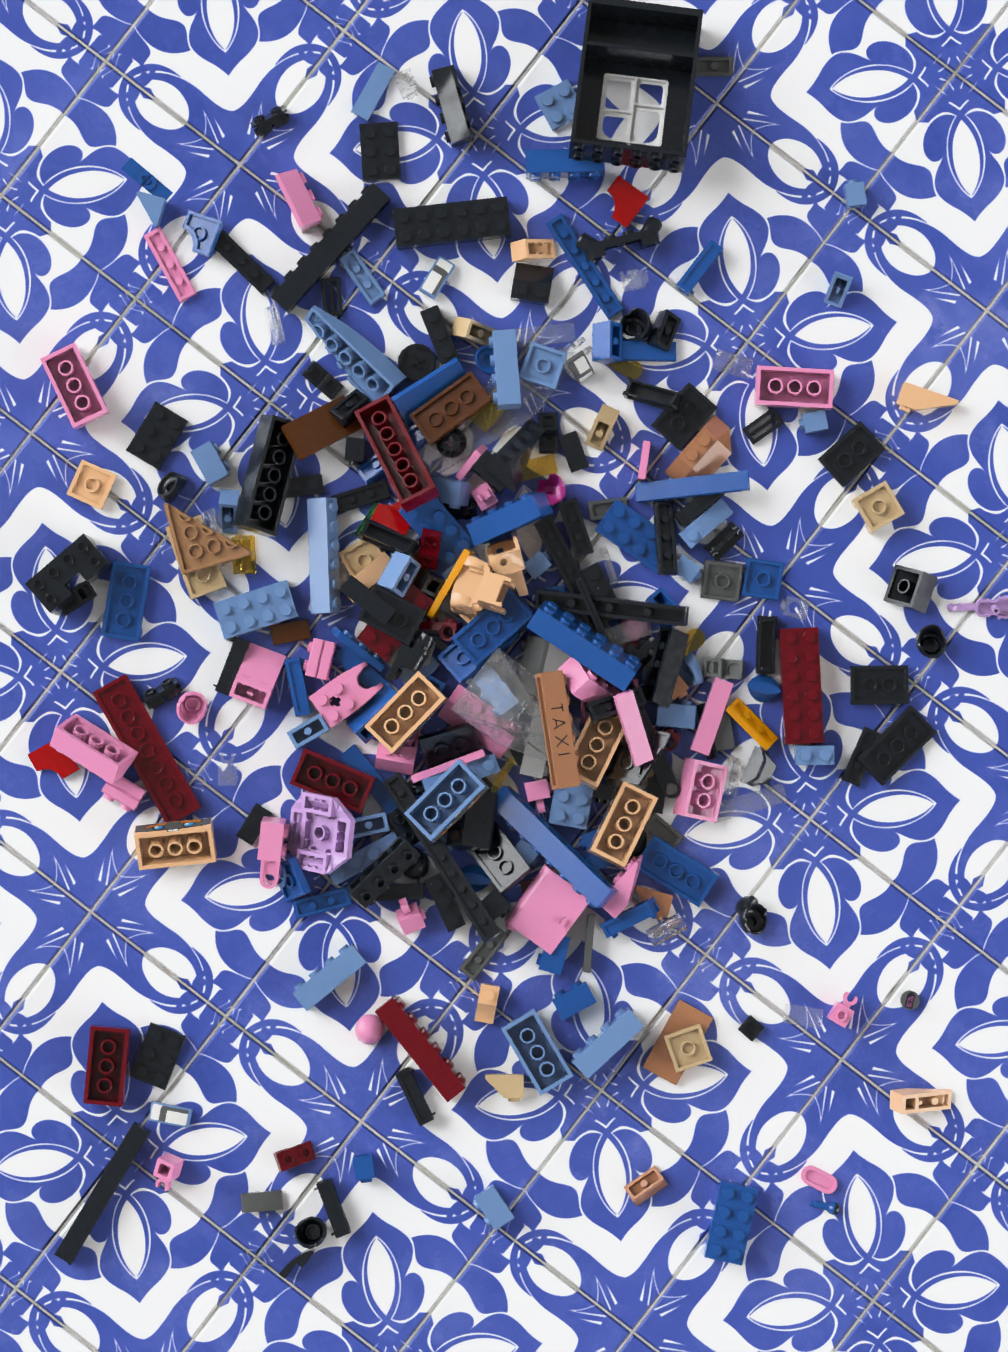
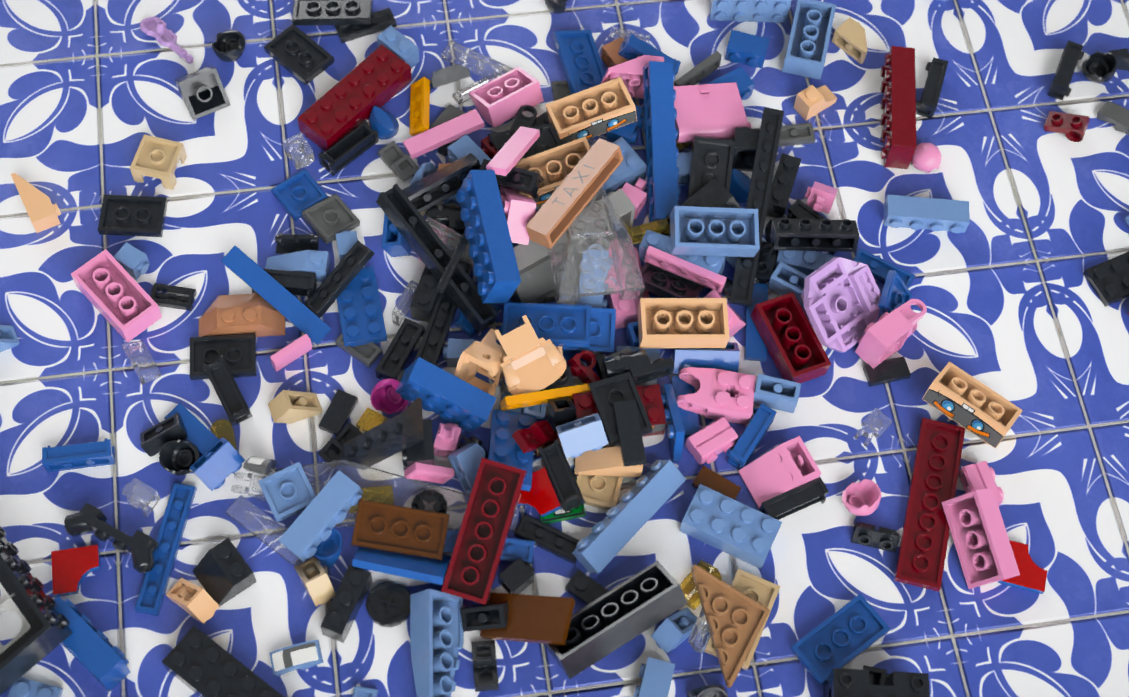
camera: 145 degrees left, 25 degrees down
(364, 1167) = (1016, 76): blue brick -> none

